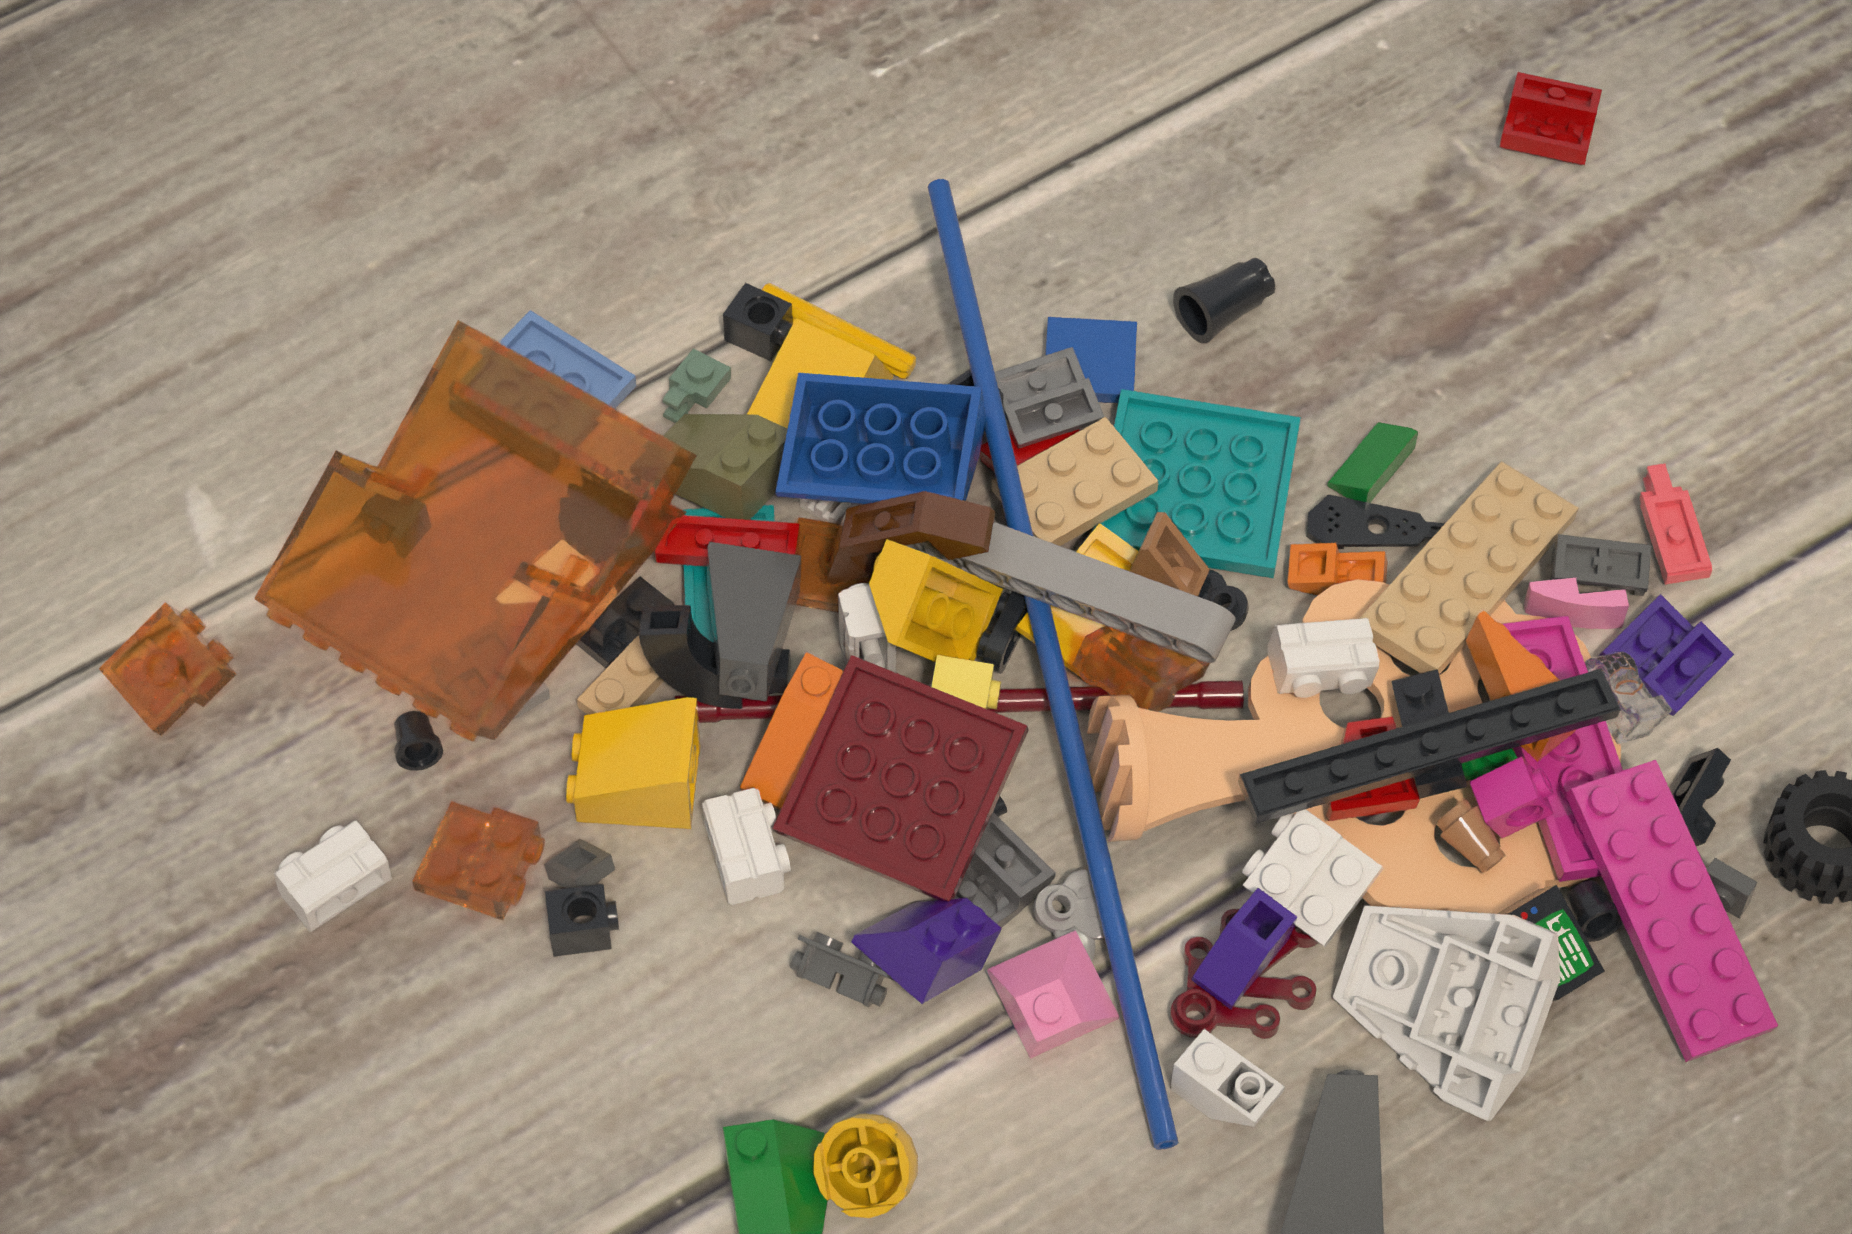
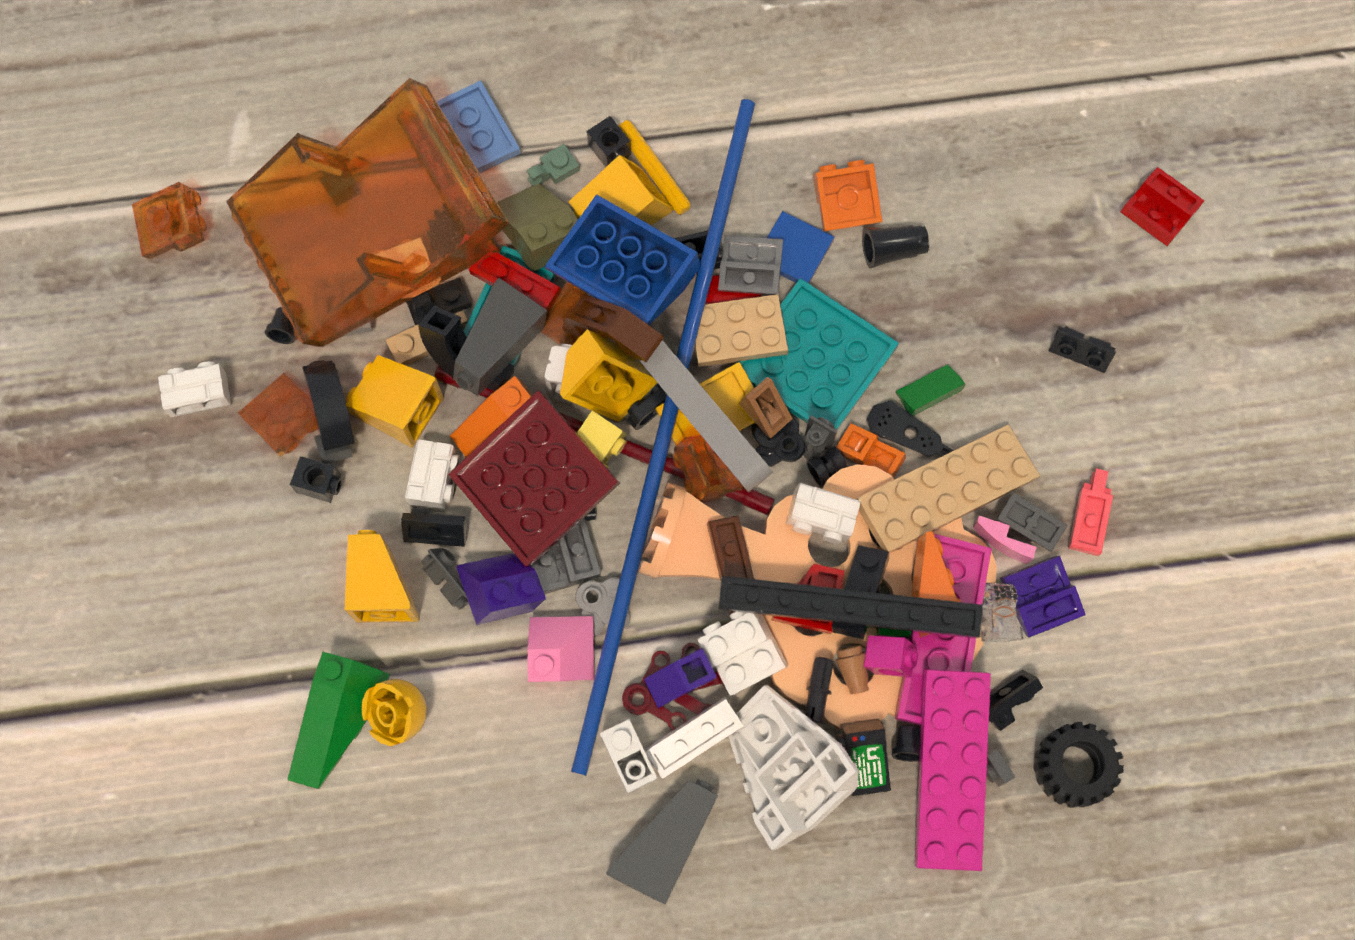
camera: 25 degrees right, 15 degrees up
(551, 802) = (328, 404): none -> black arch
(752, 1007) = (374, 582): none -> yellow slope
(787, 913) = (436, 529): none -> black hinge
(1127, 261) = (847, 195): none -> orange plate
(1223, 756) = (730, 548): none -> reddish brown tile
(1260, 572) = (819, 436): none -> dark grey hinge
(1290, 605) = (826, 466): none -> black wheel
(1305, 1018) = (693, 737): none -> white plate
(1438, 873) = (819, 689): none -> black axle
(1546, 332) = (1089, 352): none -> black hinge

